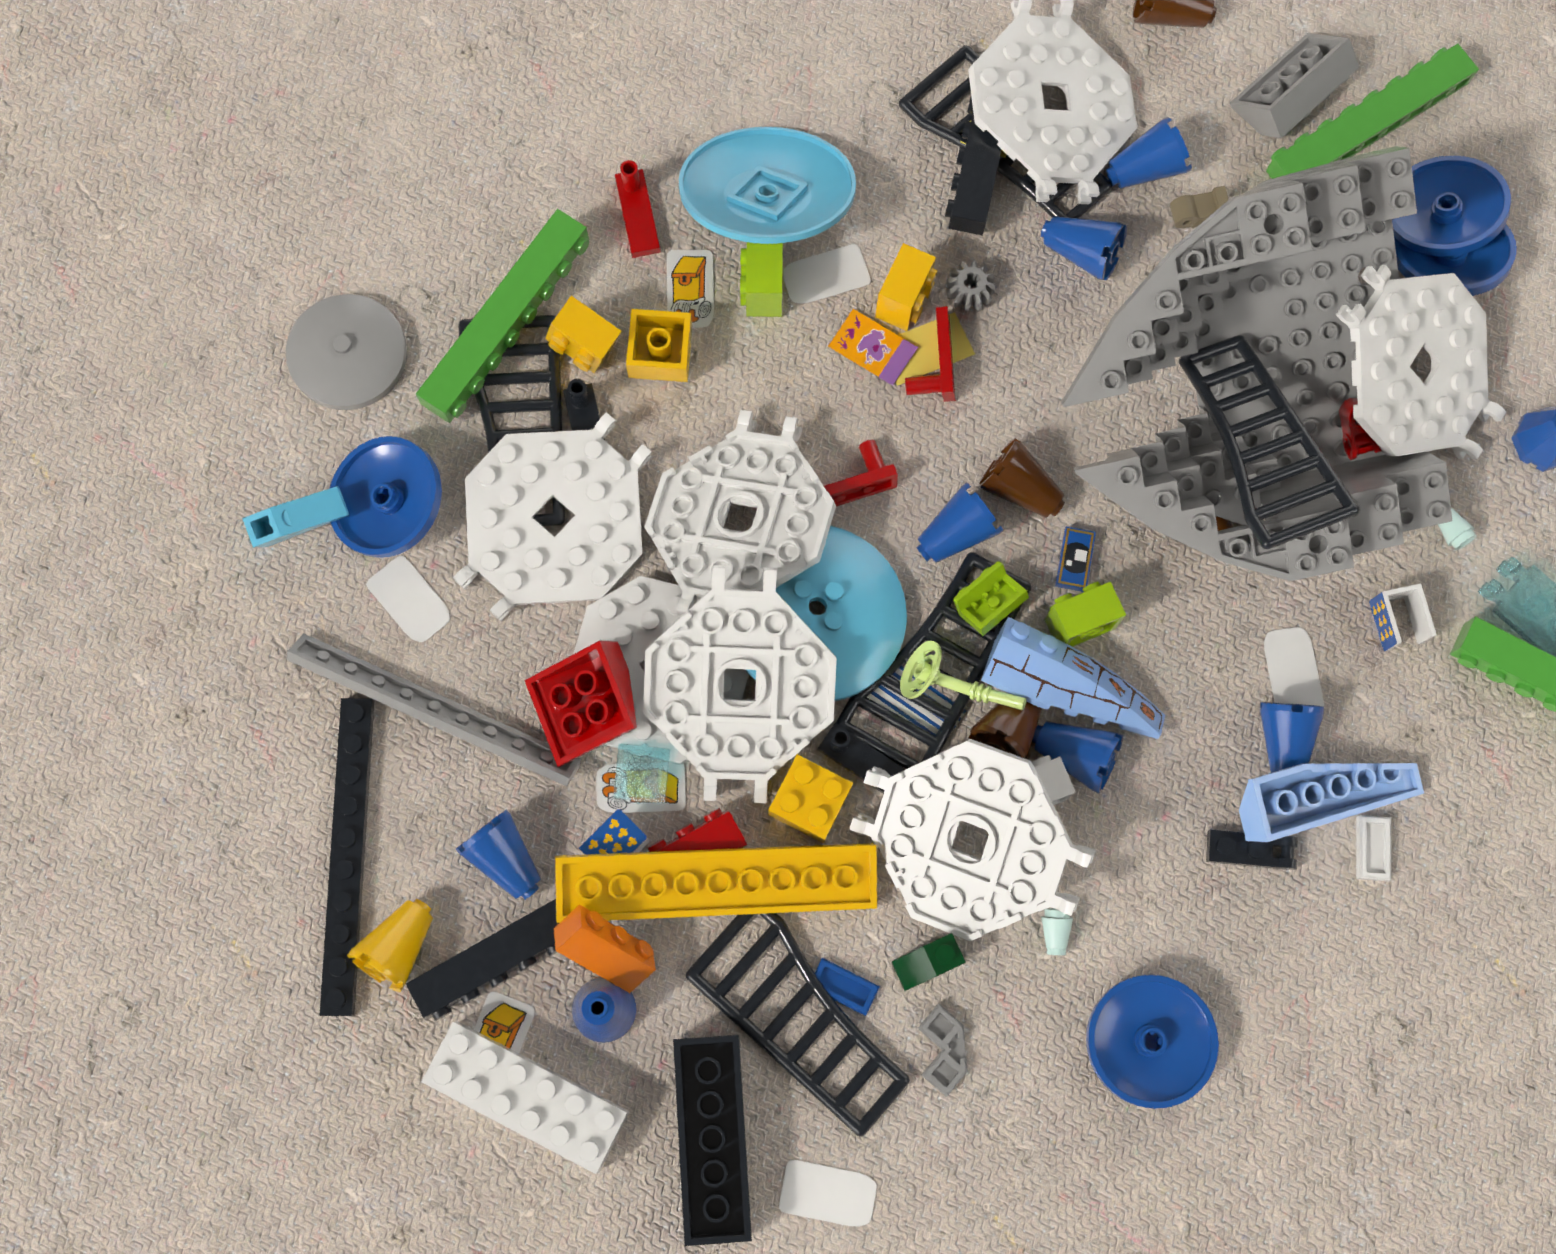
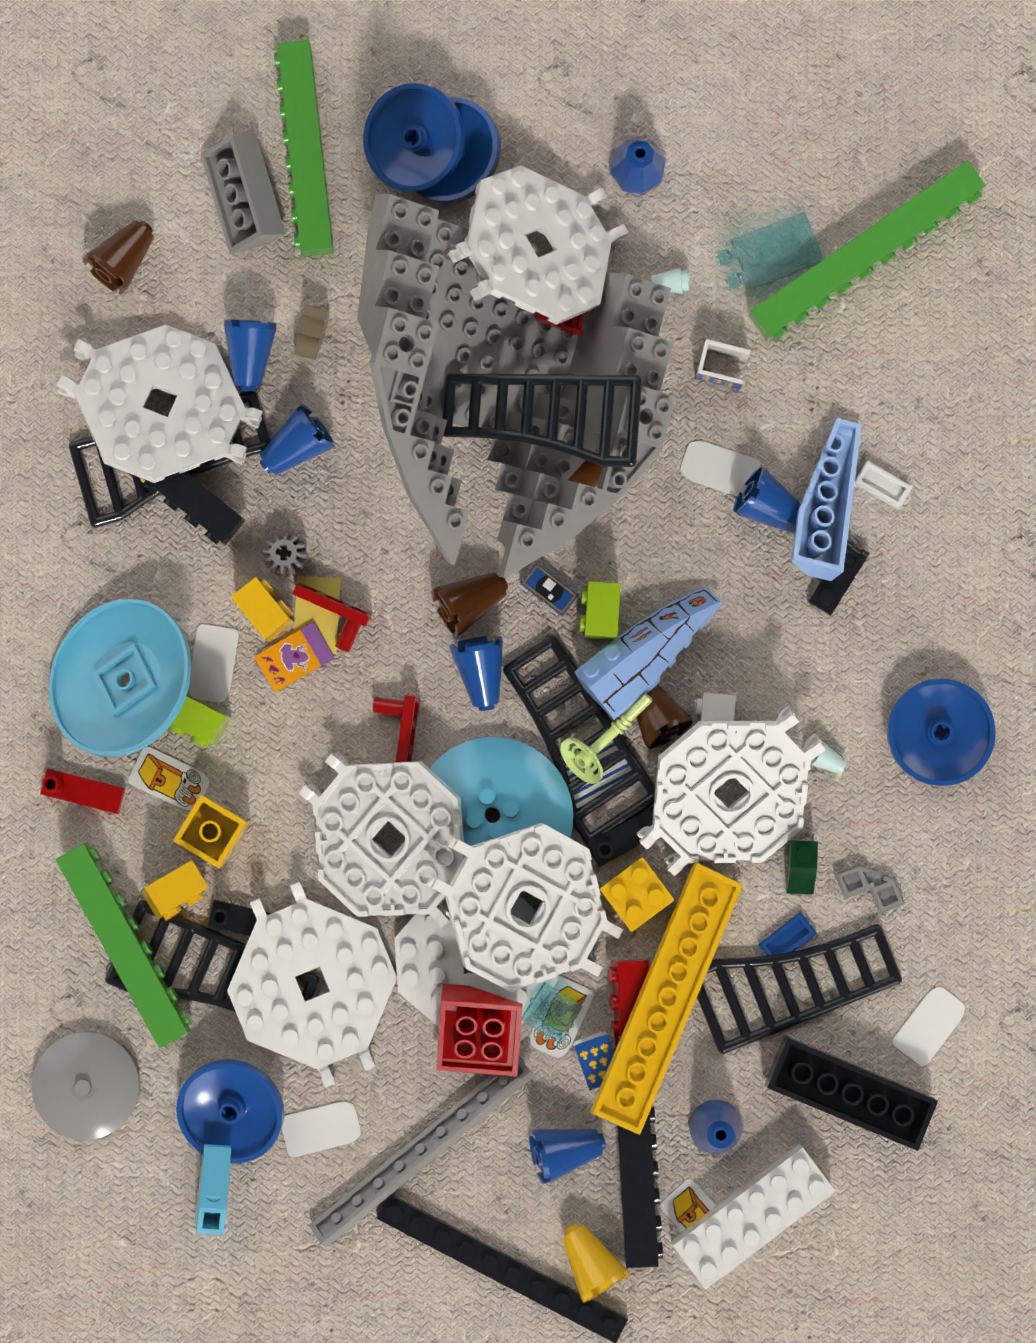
camera: 60 degrees left, 10 degrees up
(604, 948) = (675, 1107): orange brick -> none
(989, 598) = (551, 676): lime bracket -> none
(1084, 751) = (702, 670): blue cone -> none

